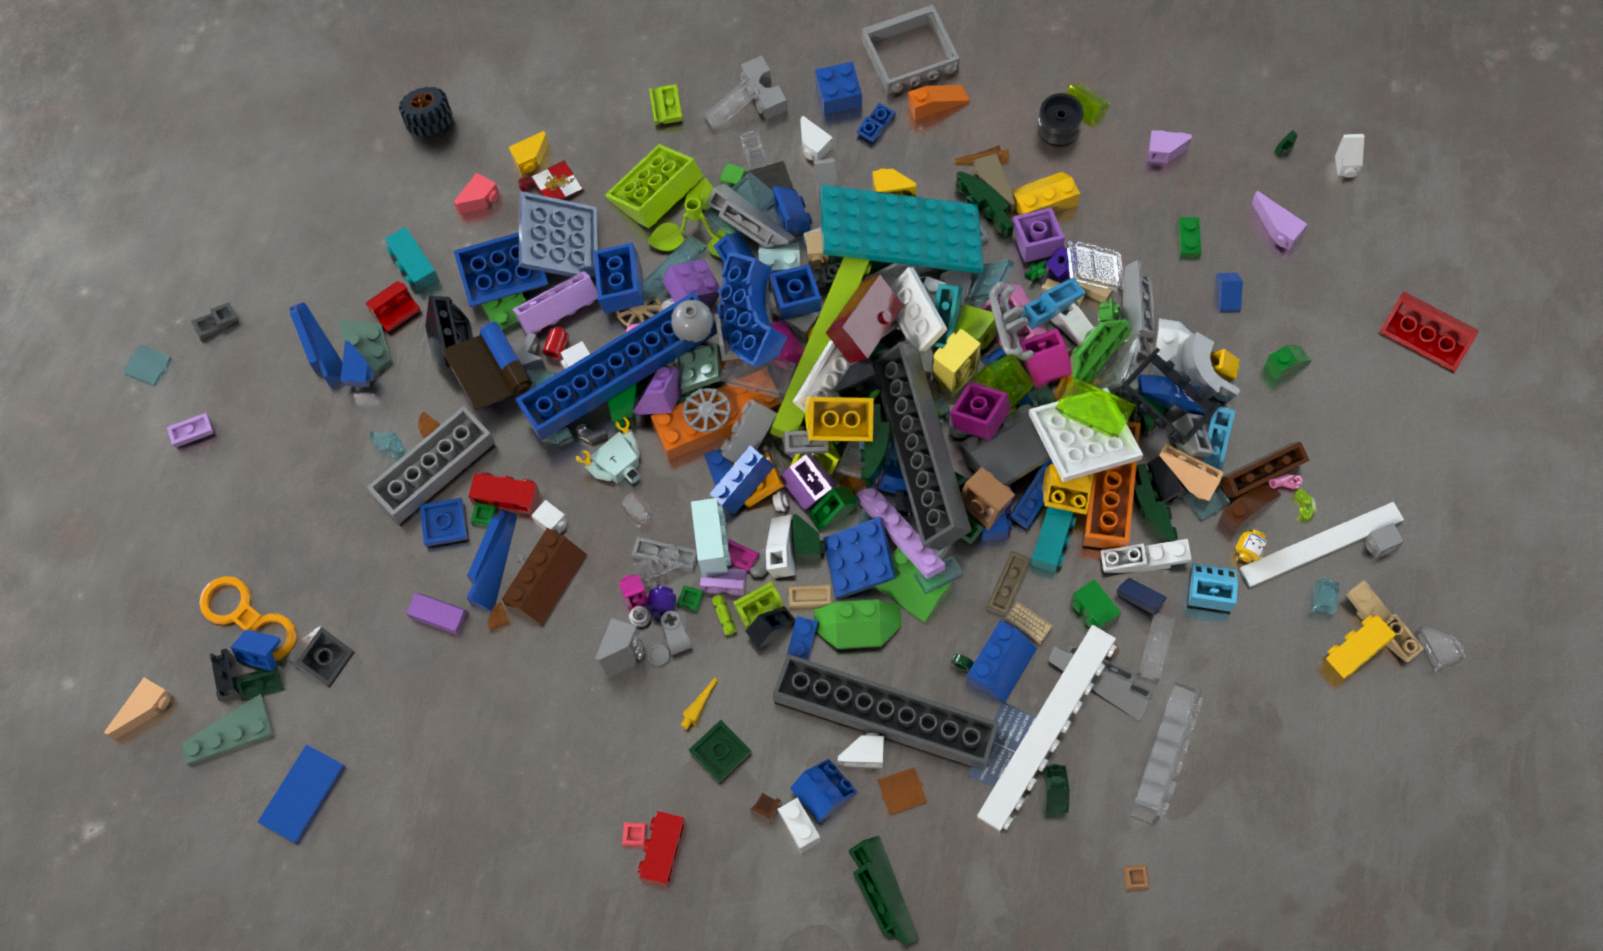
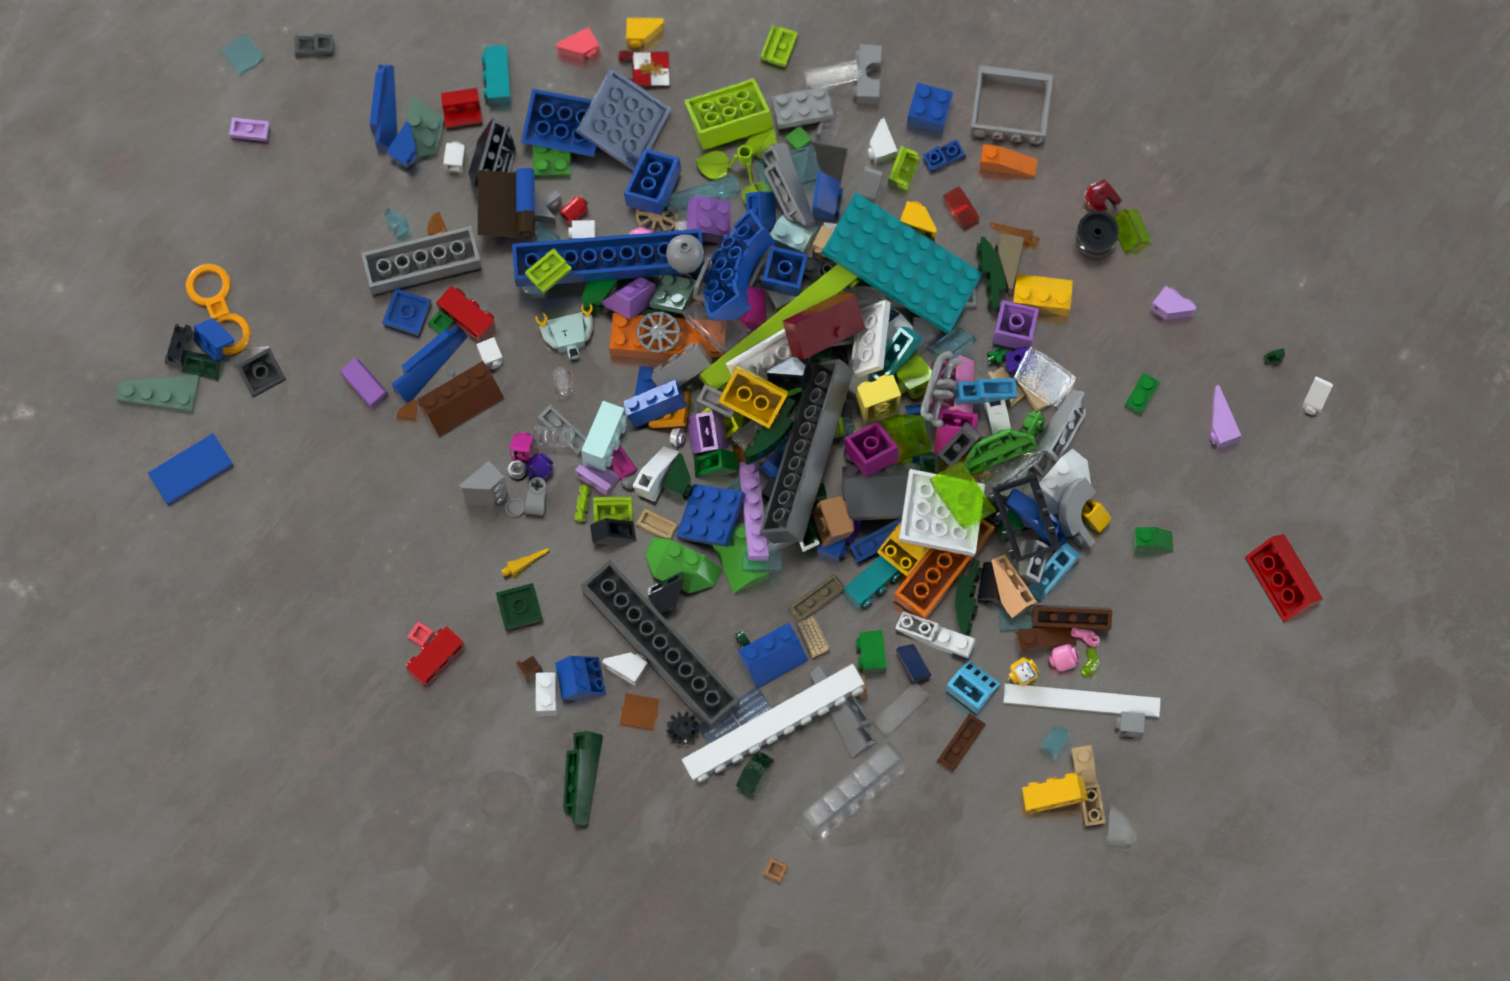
camera: 25 degrees right, 5 degrees up
(140, 707) = (105, 336): light nougat slope -> none
(411, 353) = (454, 157): none -> white brick
(556, 303) = (591, 176): lavender brick -> none
(566, 405) = (548, 271): none -> lime plate
(589, 435) = (559, 302): flat silver arm -> none
(690, 599) = (563, 476): green tile -> none
(720, 145) = (802, 107): none -> light grey plate
(802, 637) = (631, 555): blue plate -> none
(846, 152) = (904, 169): none -> lime hinge
(862, 655) = (666, 593): none -> black slope
(917, 156) = (961, 206): none -> clear red slope
(947, 781) = (682, 720): none -> black gear
(1040, 83) = (1098, 193): none -> dark red helmet
(1059, 363) = (959, 444): none -> dark grey brick
(1229, 291) = (1144, 456): blue slope -> none
(1235, 648) = (961, 742): none -> reddish brown tile
(1280, 512) = (1064, 657): none -> bright pink head

